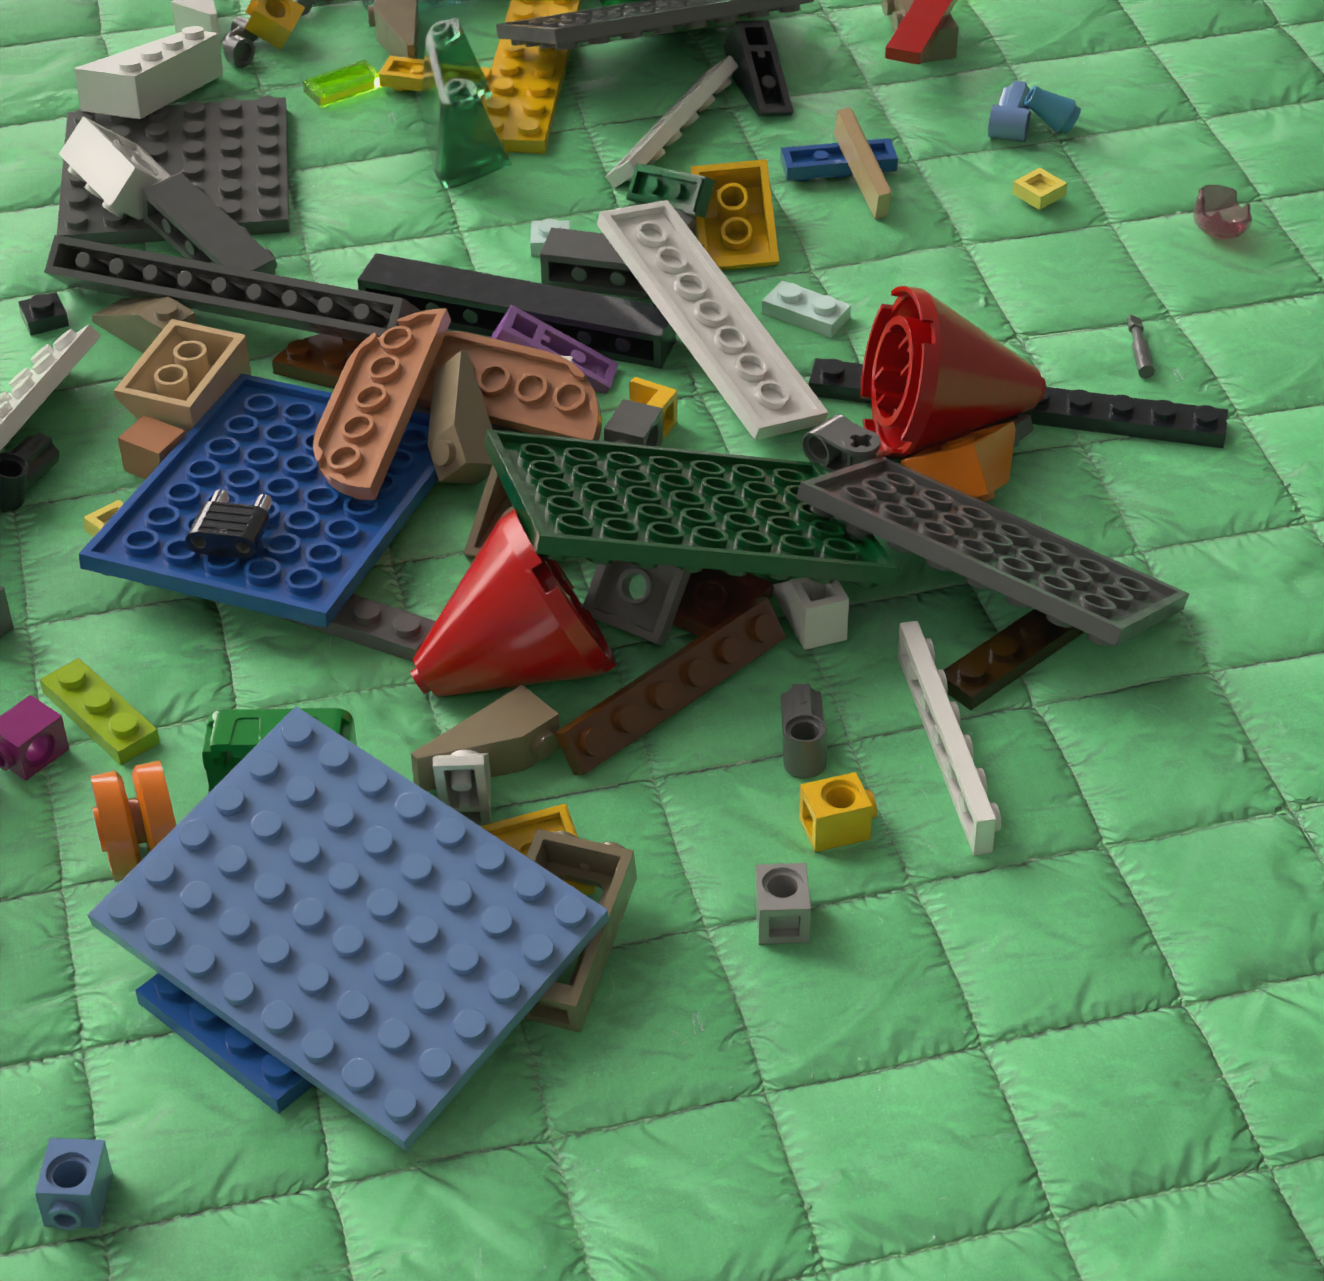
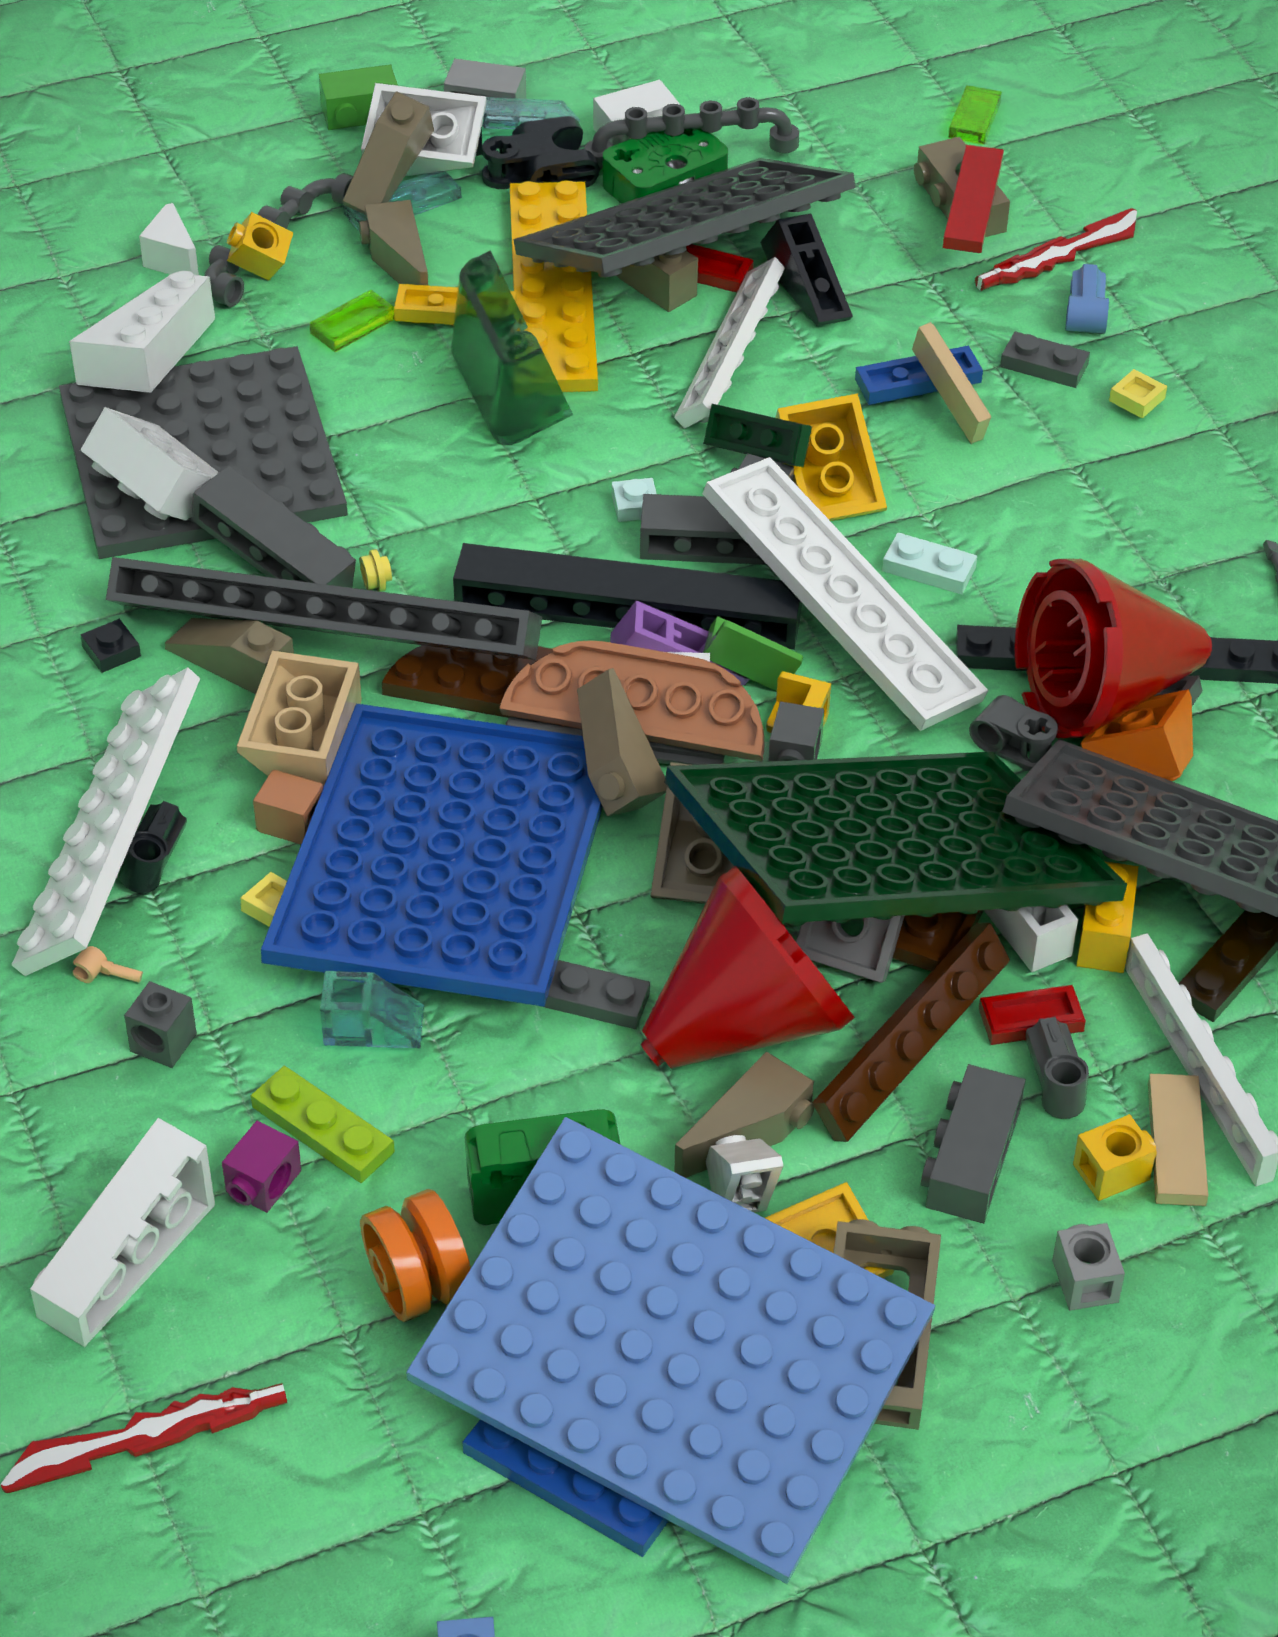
camera: 10 degrees left, 5 degrees up
(165, 619) = (368, 1012): none -> clear light blue slope
(229, 527) = (414, 902): black piece -> none
(295, 268) = (375, 571): none -> light yellow plate
(376, 402) = (526, 736): nougat plate -> none
(610, 360) = (749, 653): none -> bright green panel
(623, 63) = (666, 281): none -> dark tan slope
(673, 64) = (720, 268): none -> red tile
(702, 786) = (973, 1143): none -> dark grey brick
(769, 681) = (1010, 1015): none -> red tile
(884, 608) = (1108, 927): none -> yellow brick
(905, 805) = (1178, 1139): none -> tan tile
(961, 157) = (1045, 359): none -> dark grey plate
(999, 74) = (1059, 250): none -> red sword
(1055, 110) = (1132, 295): dark azure cone -> none

